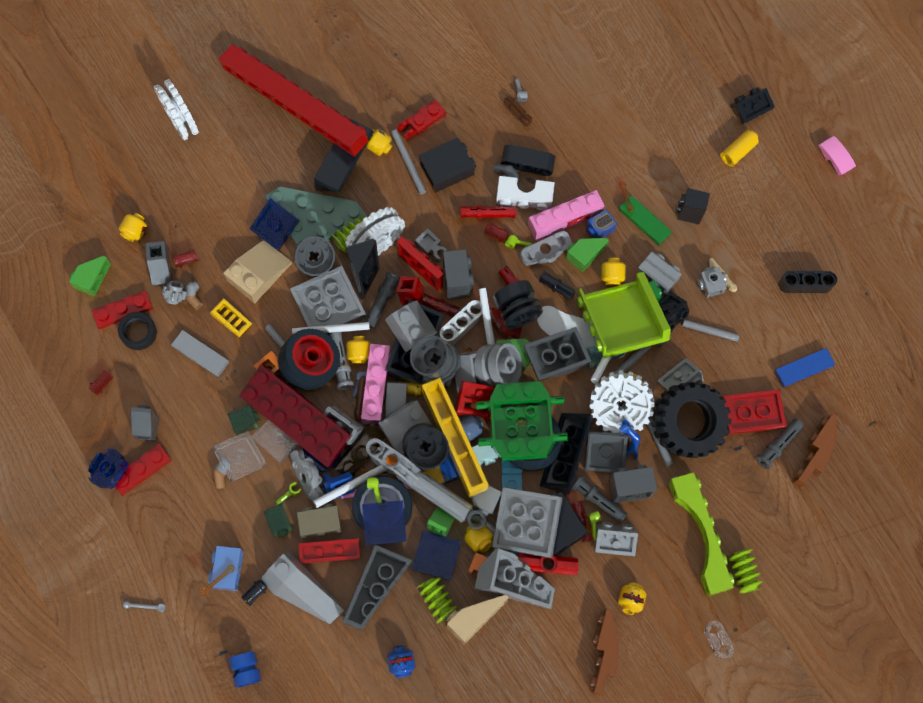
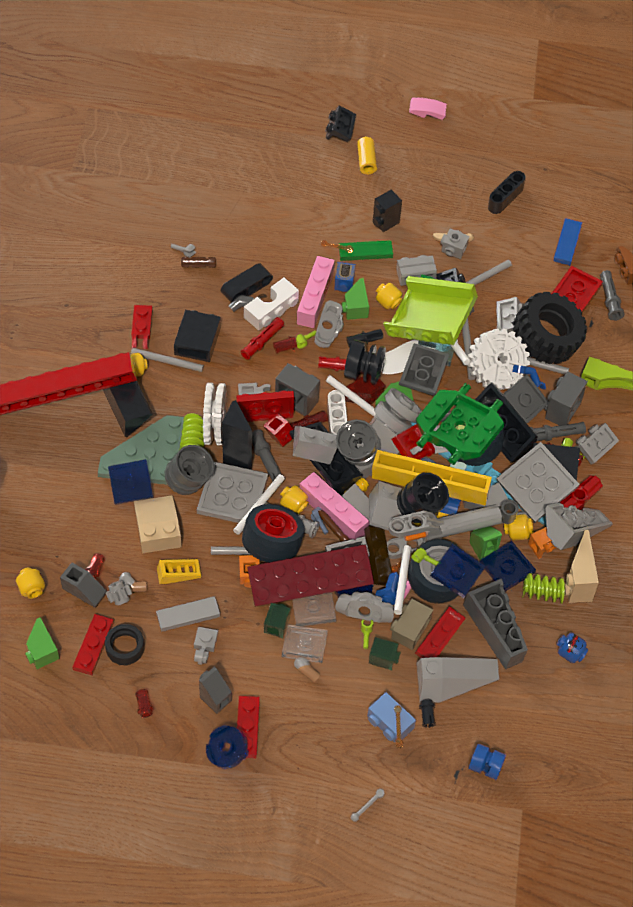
camera: 50 degrees left, 15 degrees down
(188, 384) = (205, 641): none -> light grey plate

